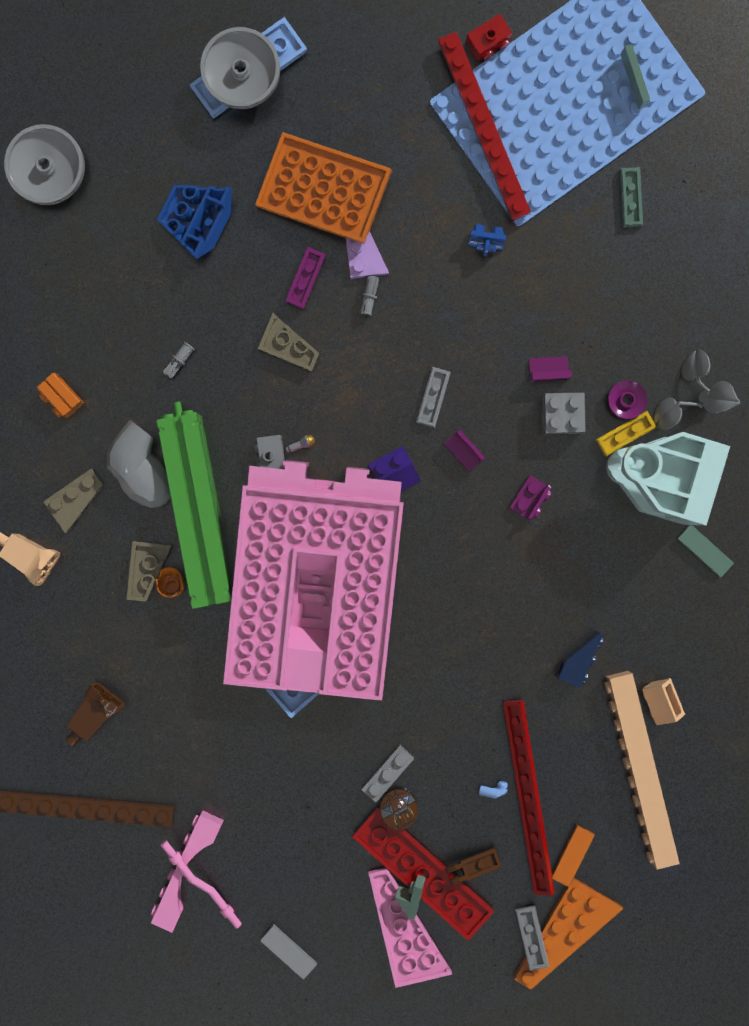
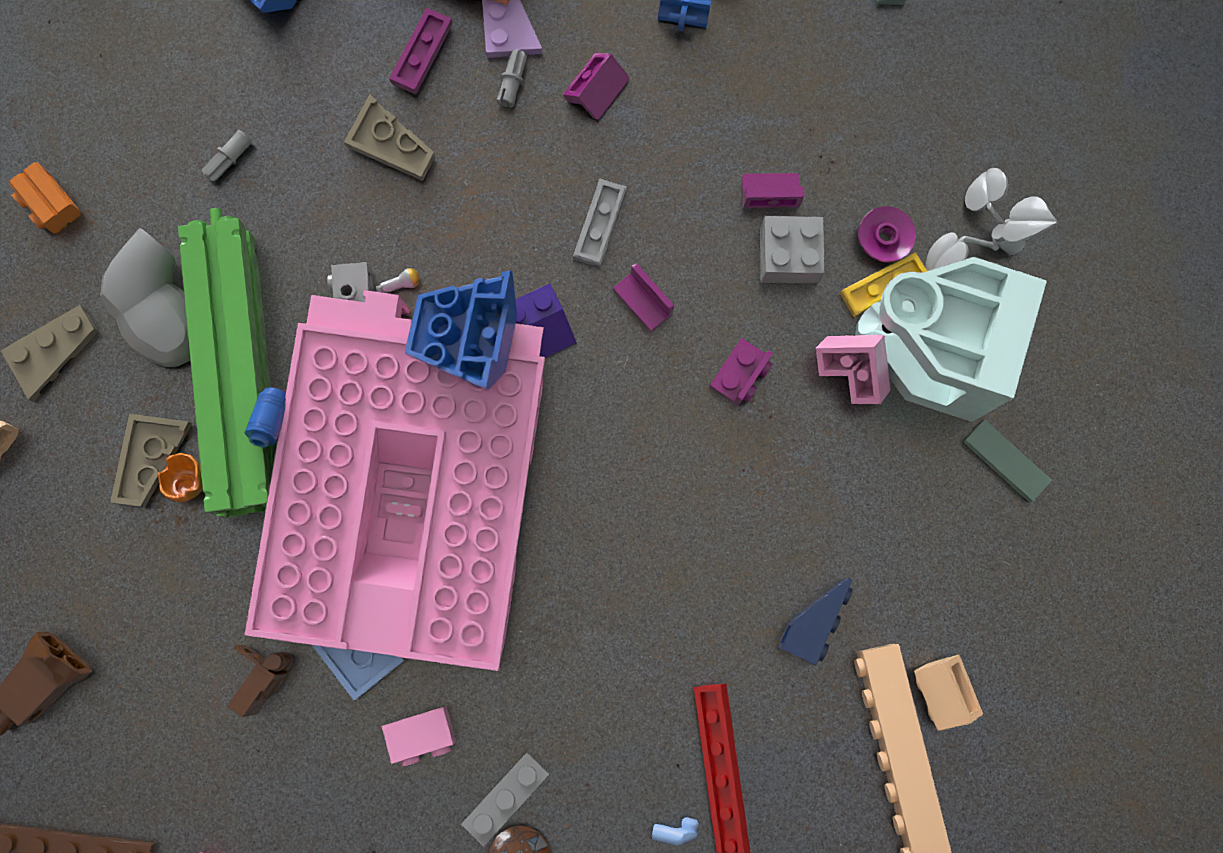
camera: 10 degrees left, 10 degrees down
(227, 548) = (266, 417): none -> blue head
(234, 708) = (261, 682): none -> reddish brown piece
(332, 738) = (419, 735): none -> bright pink brick
(352, 489) = (466, 329): none -> blue wedge
(427, 297) = (597, 84): none -> magenta panel
(607, 489) = (862, 360): none -> bright pink brick

